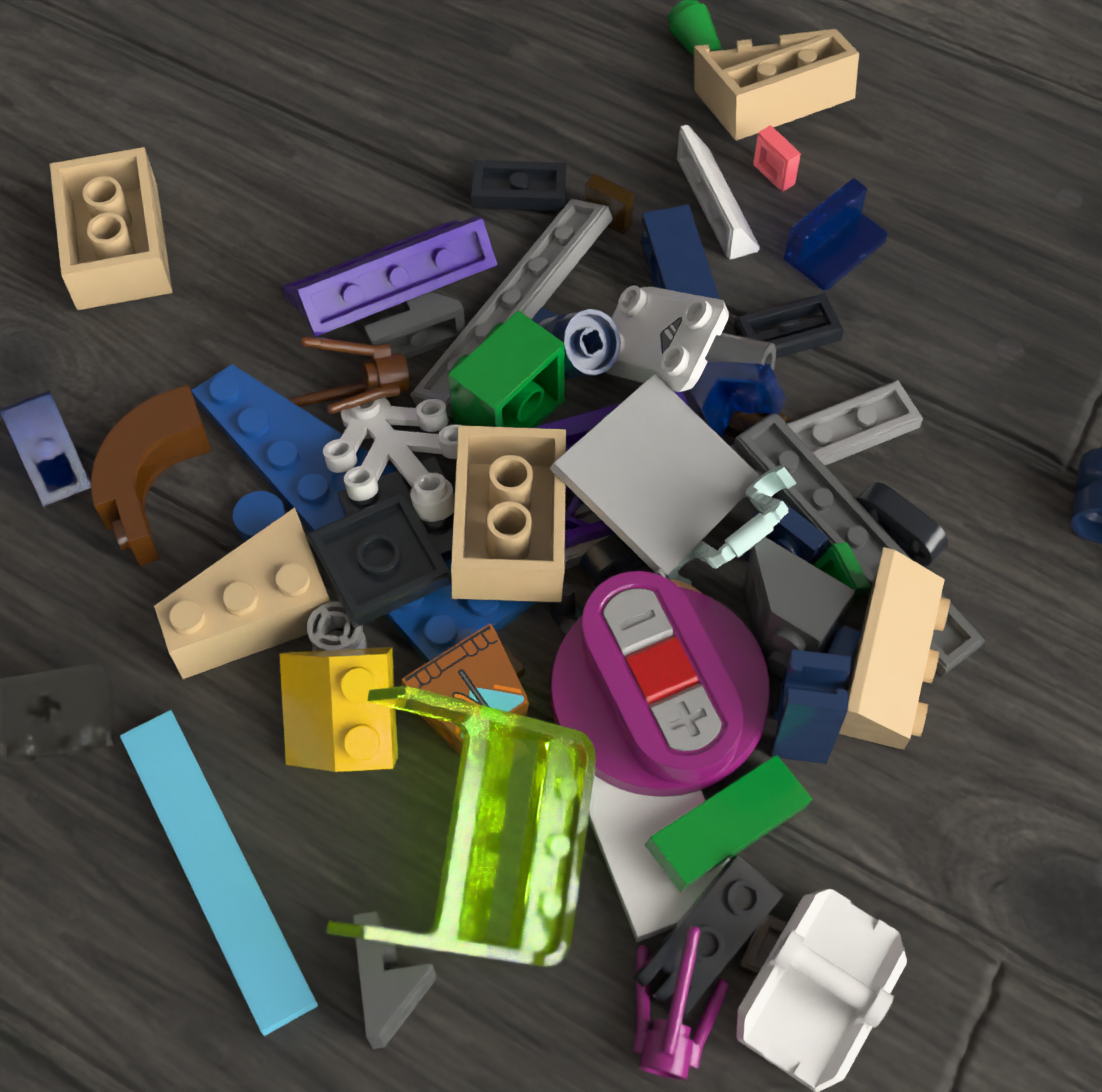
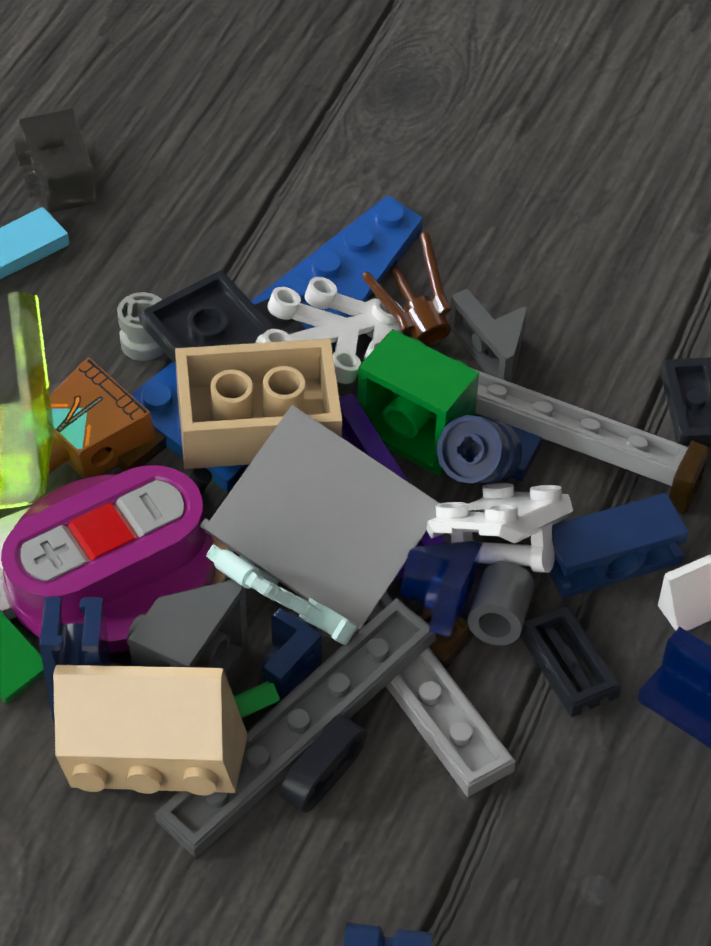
camera: 80 degrees right, 10 degrees down
(46, 448) = (301, 113): clear blue slope -> none
(110, 229) = (545, 104): tan brick -> none
(134, 455) = (300, 167): reddish brown arch -> none
(244, 600) = (166, 249): tan wedge -> none
(256, 512) = (264, 264): blue tile -> none
(328, 709) = (74, 329): yellow slope -> none
(391, 274) = (534, 298): fence -> none

